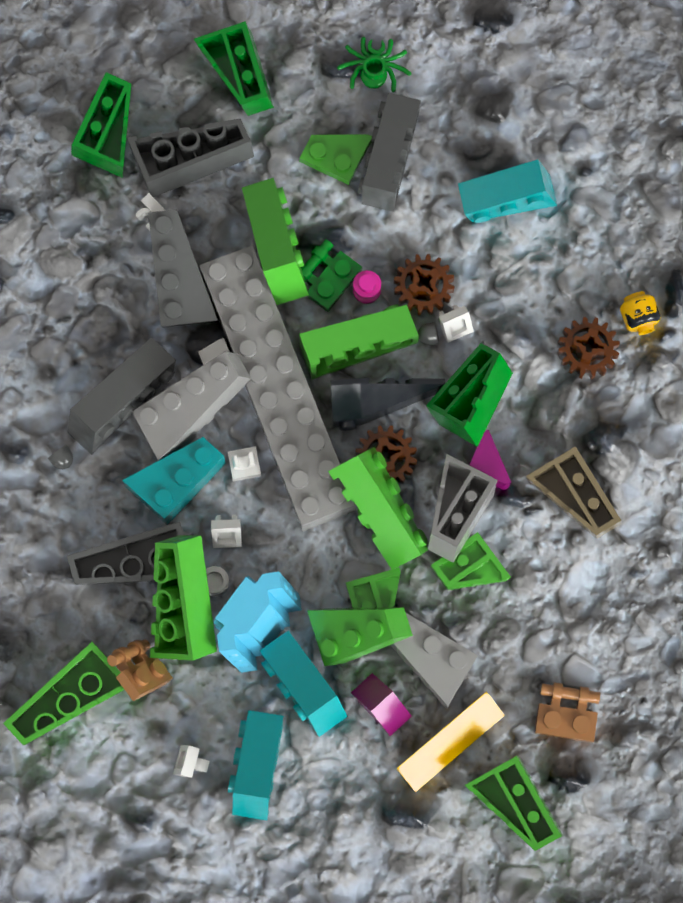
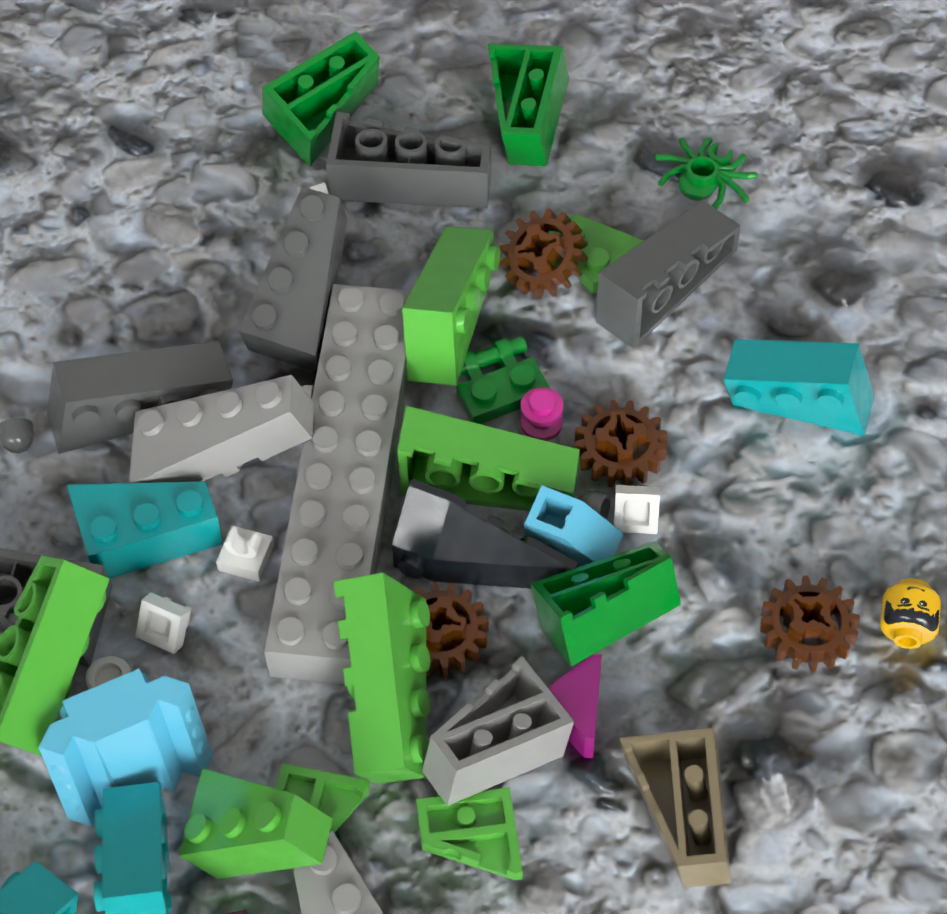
camera: 30 degrees right, 20 degrees down
(317, 185) = (538, 251): none -> reddish brown gear
(428, 358) = (571, 527): none -> medium azure slope

